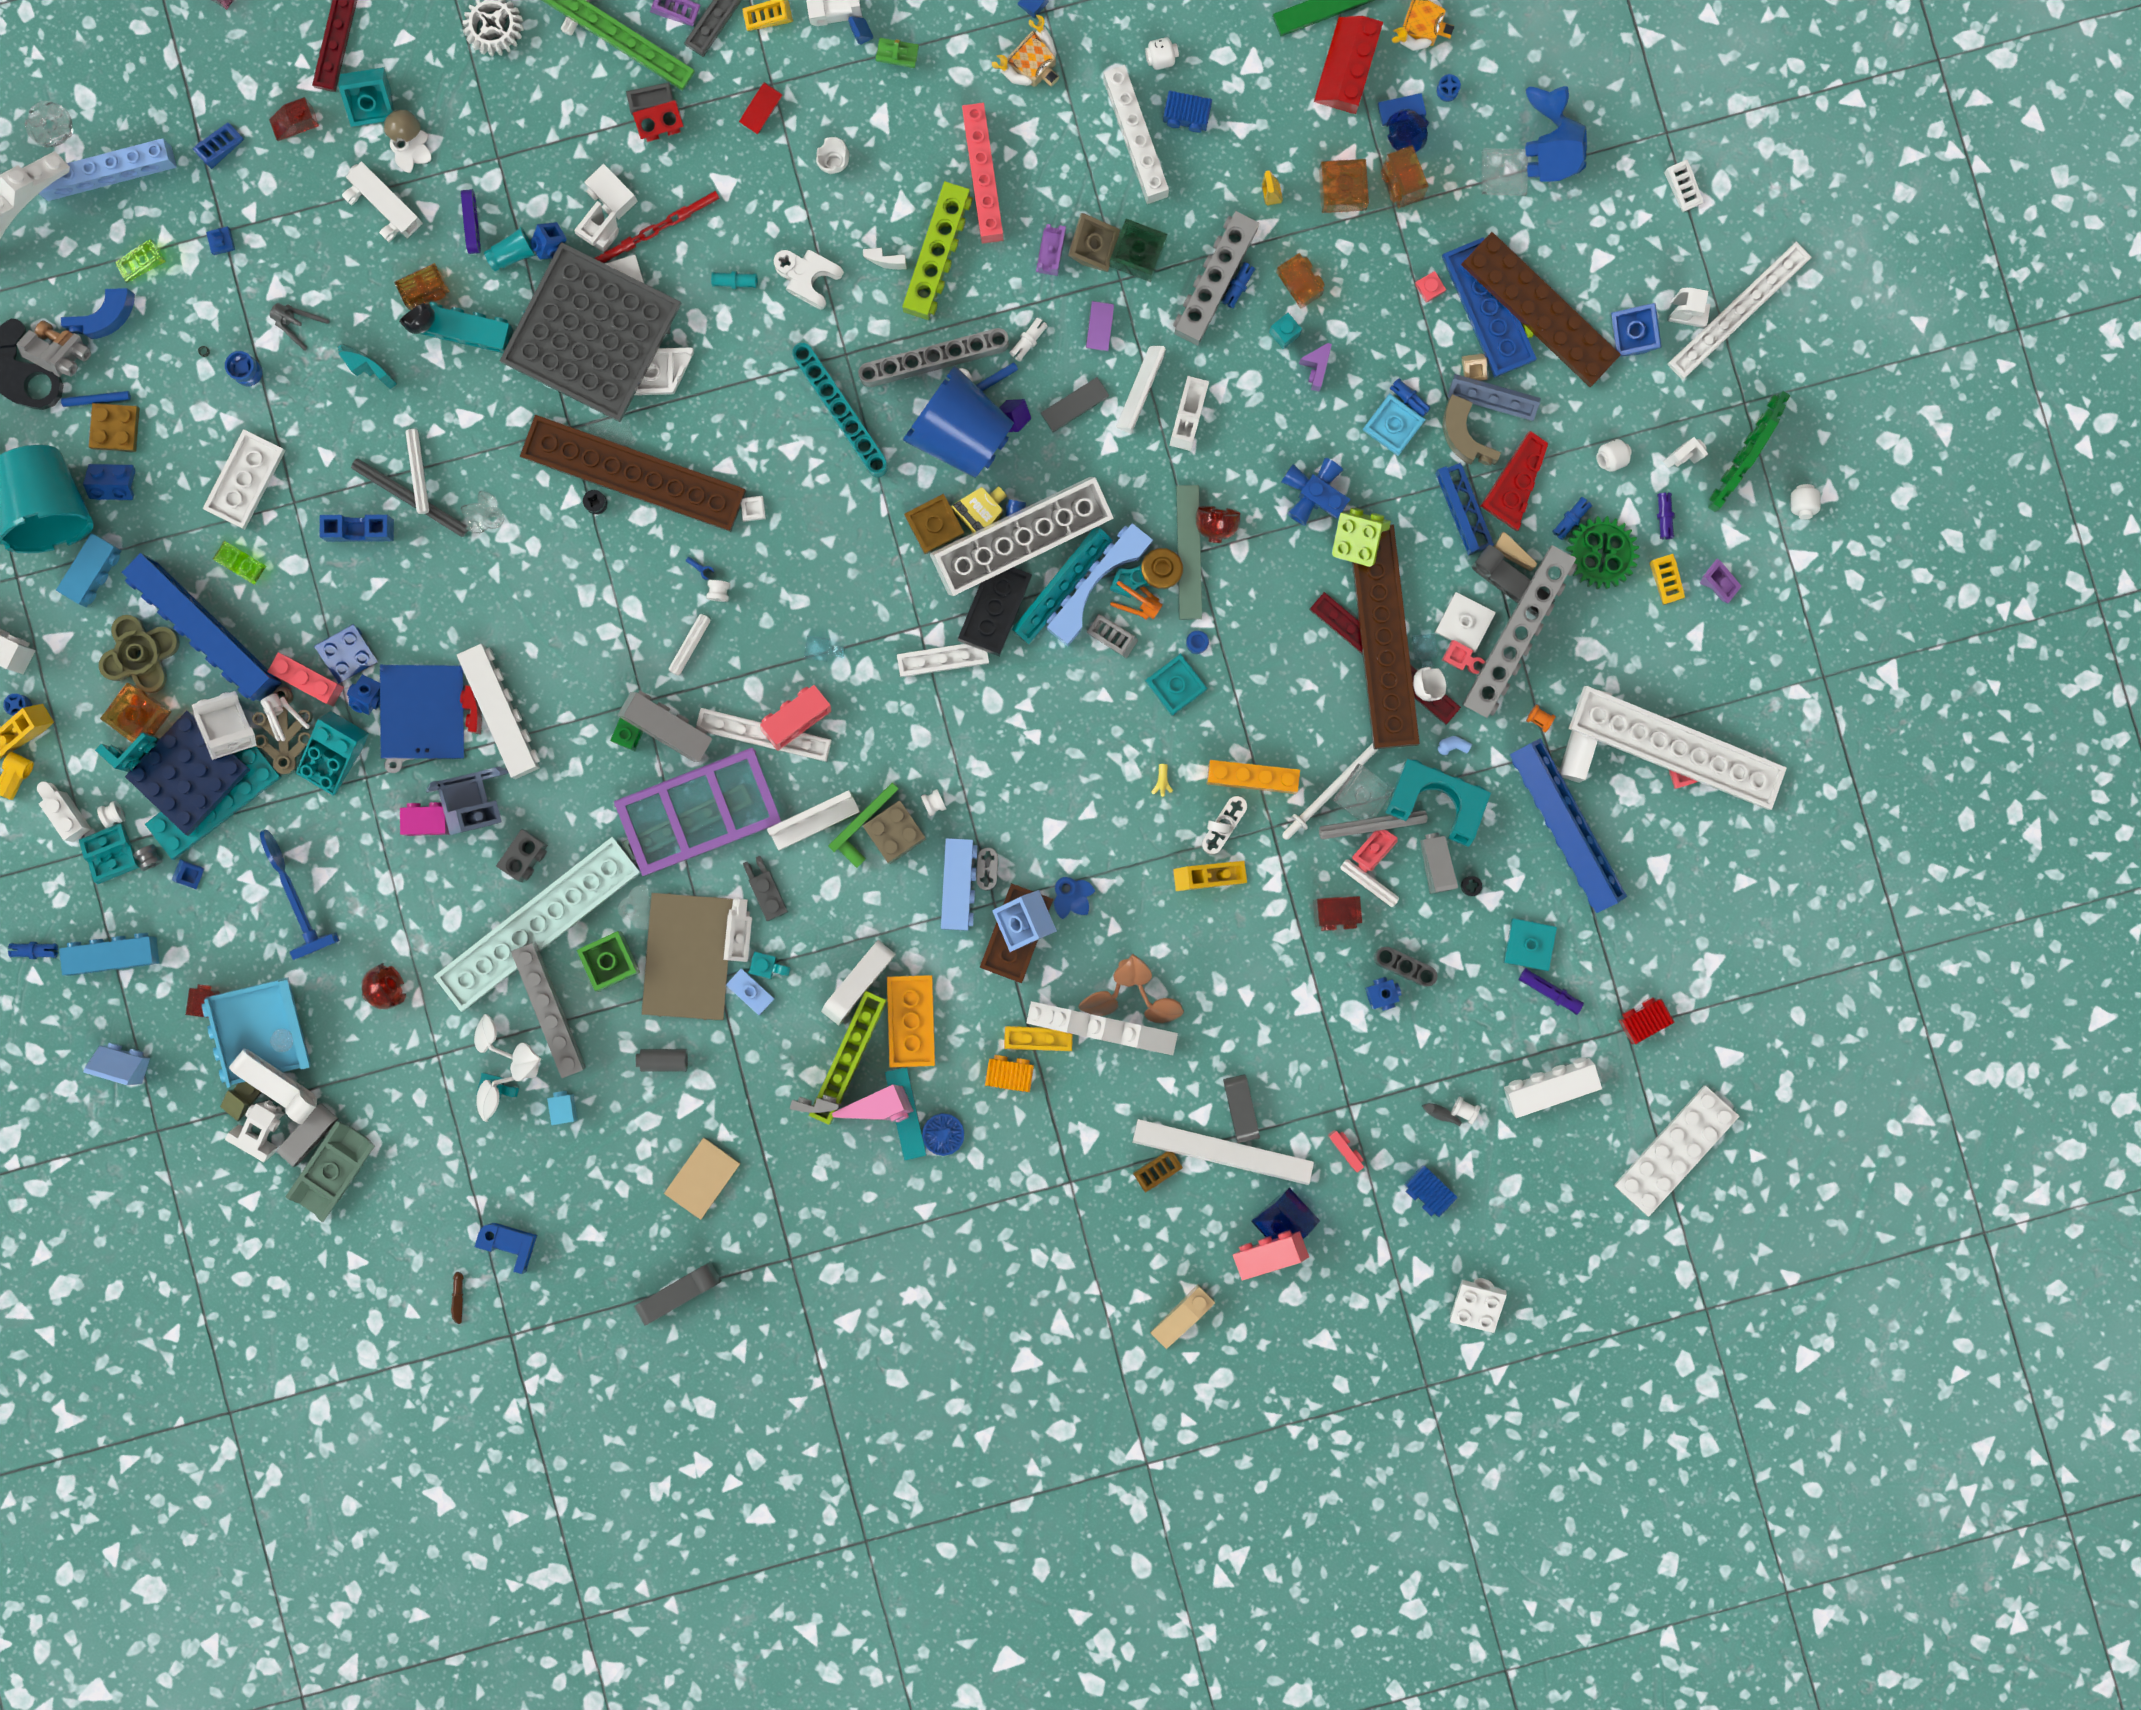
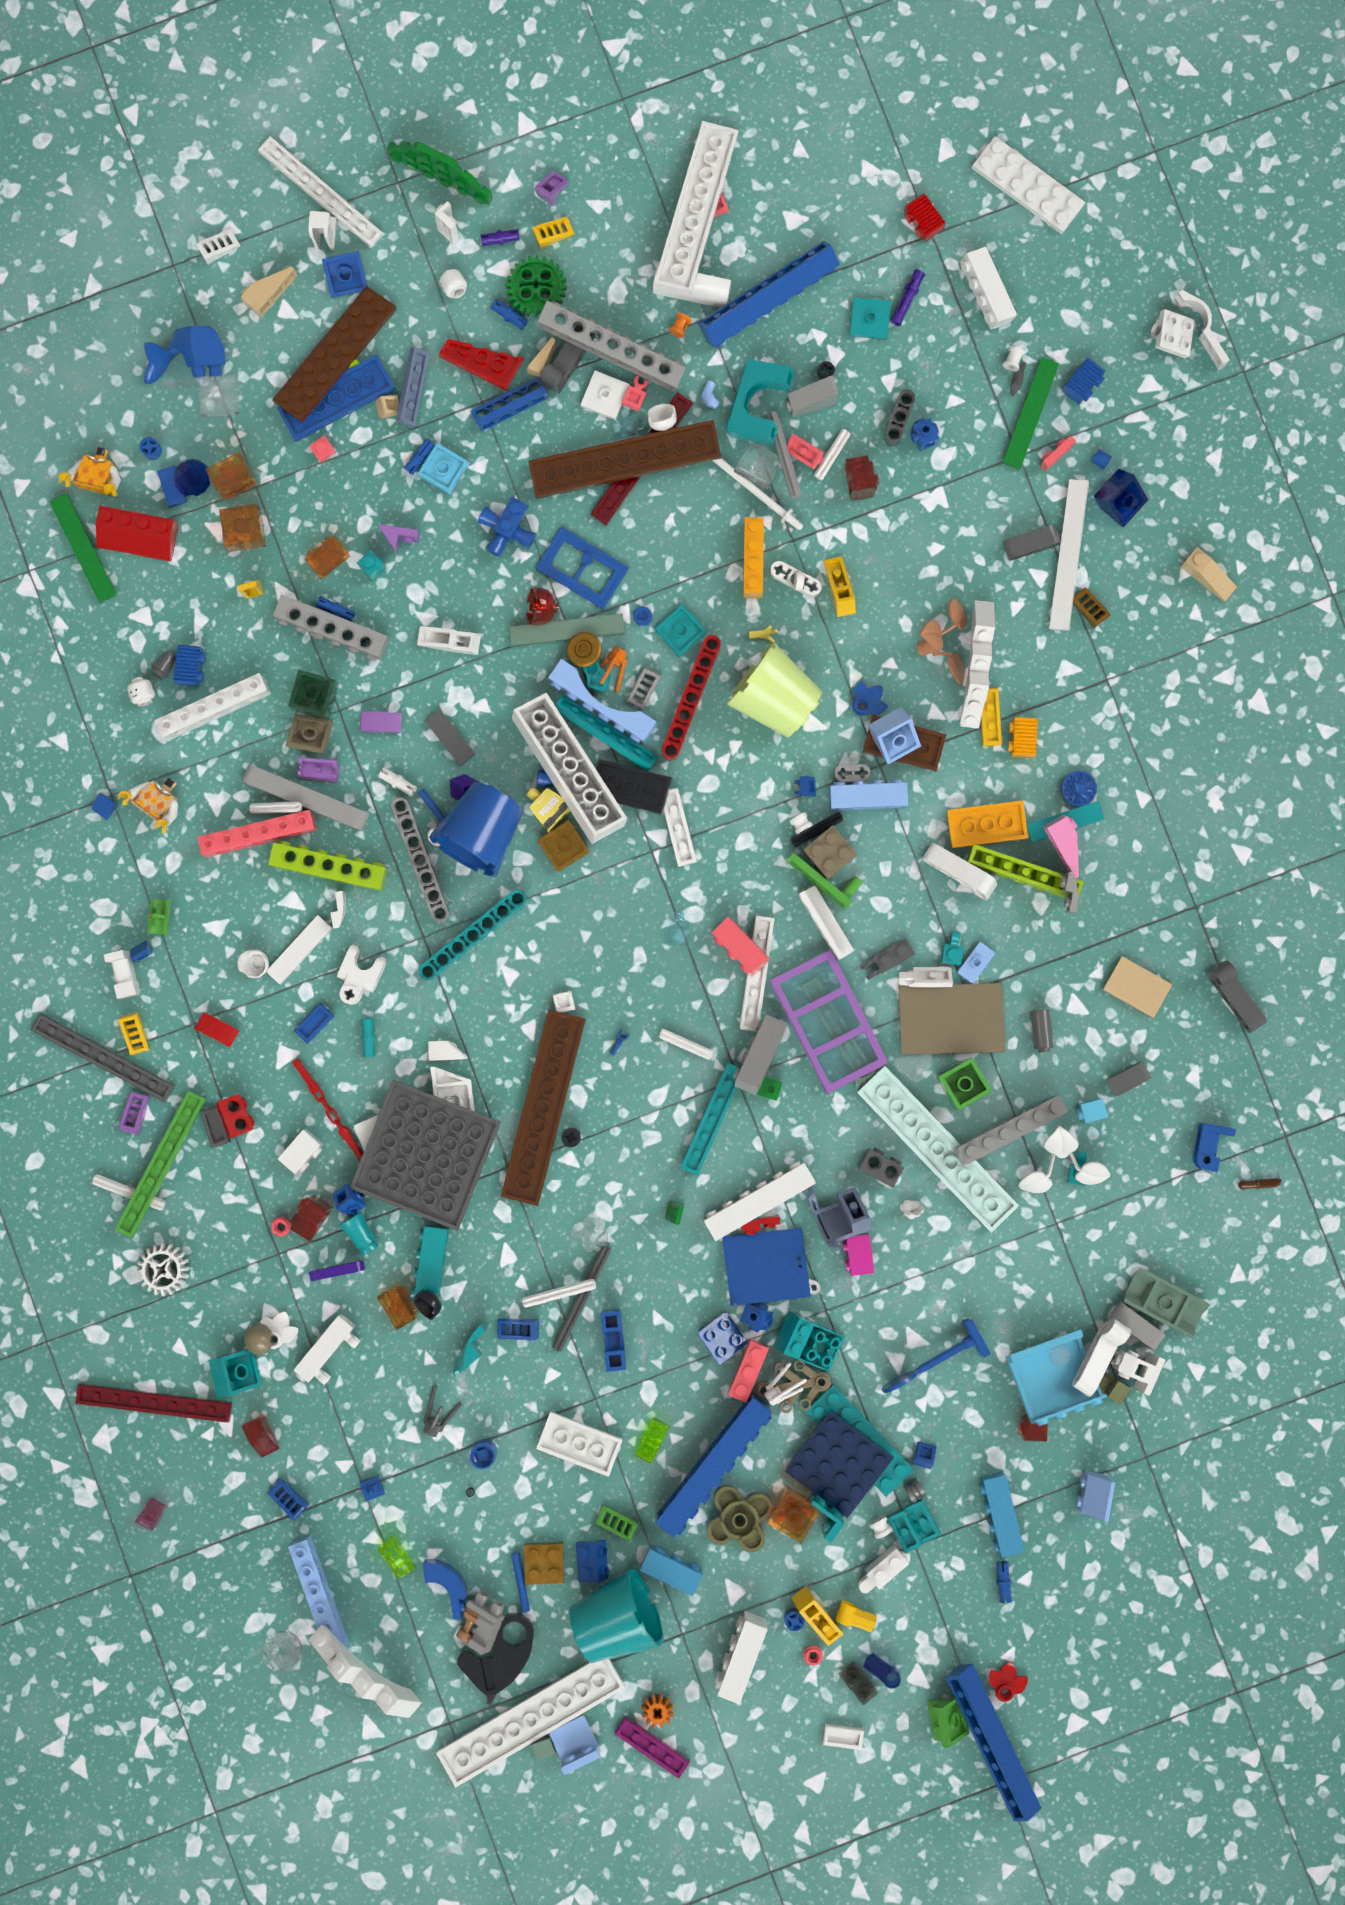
camera: 90 degrees left, 0 degrees up
(157, 518) = (620, 1516): none -> bright green slope
(223, 725) = (795, 1436): white panel -> none
(382, 436) = (534, 1329): none -> blue slope
(382, 987) = (1006, 1275): clear red cylinder -> none
(471, 887) = (911, 1209): none -> white plant
(495, 612) = (674, 1212): none -> green slope
(523, 158) = (276, 1230): none -> coral plate
(534, 196) = (310, 1217): none -> clear red brick
(595, 663) = (711, 1121): none -> teal plate
(595, 1157) = (1129, 1078): none -> dark grey slope
(596, 230) = (340, 1159): white piece -> none
(709, 366) = (444, 1051): none -> white slope
(718, 590) = (637, 1023): white wheel -> none
(757, 220) = (314, 1023): none -> blue tile
(844, 210) = (299, 949): none -> white tile
(925, 821) = (816, 829): none -> black axle
(975, 813) = (807, 786): none -> blue tile
(1010, 196) = (275, 807): none -> white axle
(1019, 231) = (309, 798): none -> light grey beam
(1085, 784) = (776, 692): none -> yellowish green cone
(1087, 679) = (691, 688): none -> red beam
(1141, 388) = (431, 682): white slope -> none
(1189, 81) = (163, 665): none -> dark grey cone
(1255, 620) = (590, 553): none -> blue door
(1270, 1254) = (1152, 504): coral brick -> none
(1334, 1202) = (1101, 459): none -> blue hose
(1359, 536) = (542, 486): lime bracket -> none
(1398, 1124) = (1030, 413): none -> green tile
(1458, 437) = (446, 415): dark tan arch -> none
(1472, 1344) = (1207, 337): none -> white piece
(1622, 235) = (266, 291): none -> tan slope
(1805, 501) = (477, 123): white head -> none

